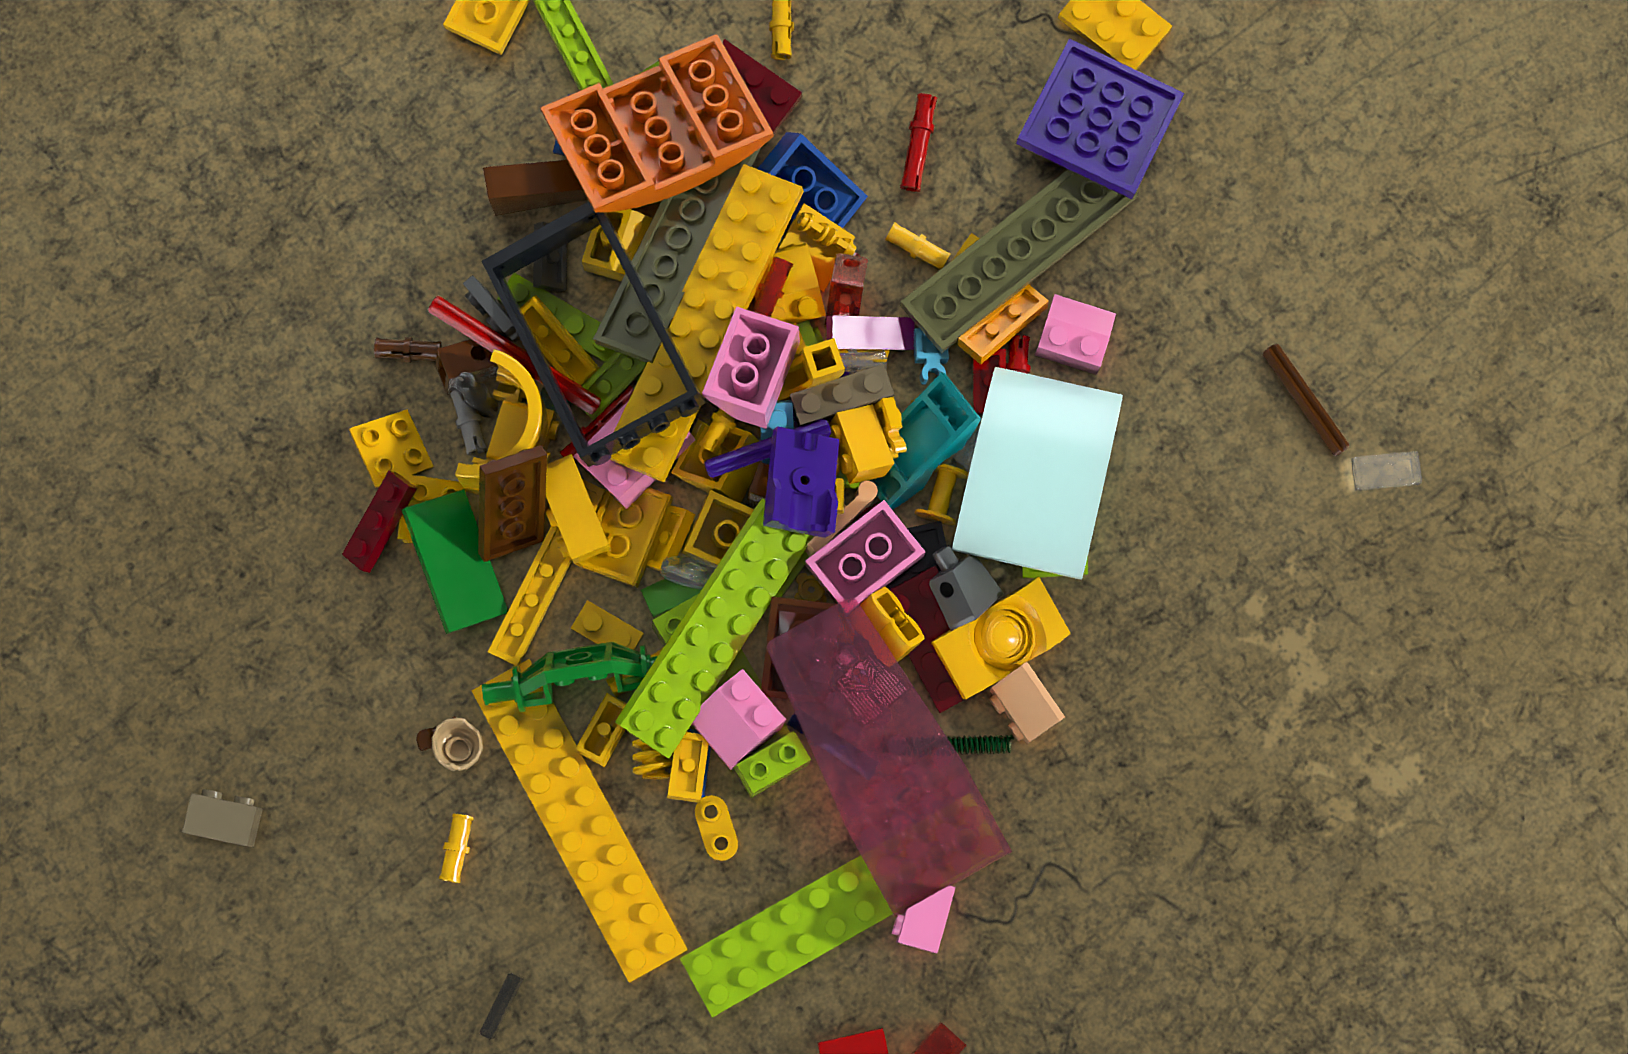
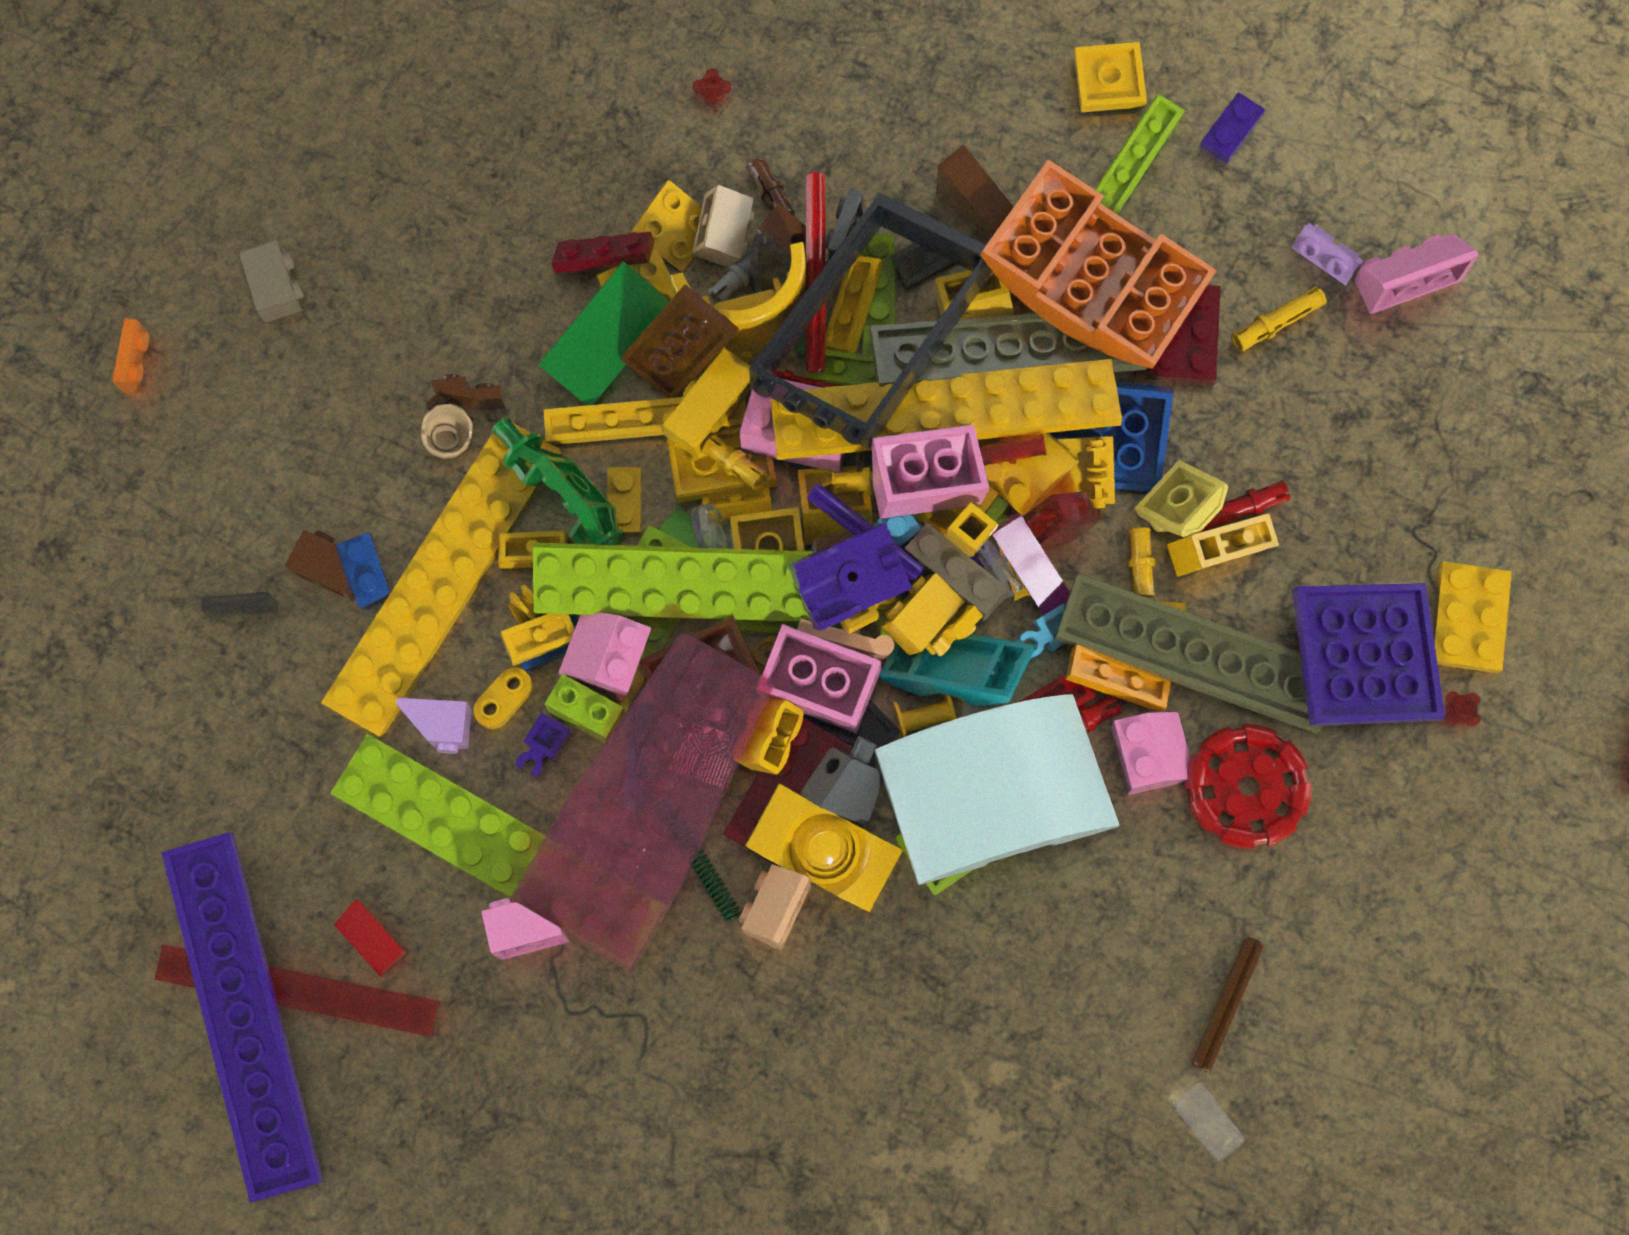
camera: 65 degrees right, 5 degrees down
(225, 987) = (128, 363): none -> orange plate
(290, 348) = (715, 95): none -> clear red plate
(418, 408) = (723, 226): none -> tan brick
(425, 715) = (458, 392): none -> reddish brown slope
(456, 848) = (356, 486): yellow pin -> none
(507, 915) = (320, 563): none -> reddish brown slope
(533, 883) = (364, 570): none -> blue plate
(635, 519) = (734, 462): none -> yellow pin
(707, 892) = (440, 721): none -> lavender slope
(774, 812) = (546, 740): none -> dark purple plate
(891, 181) = (1183, 500): none -> light yellow slope
(942, 174) = (1222, 544): none -> yellow slope
(1151, 258) = (1267, 777): none -> red plate
(1178, 82) = (1453, 713): none -> clear red plate

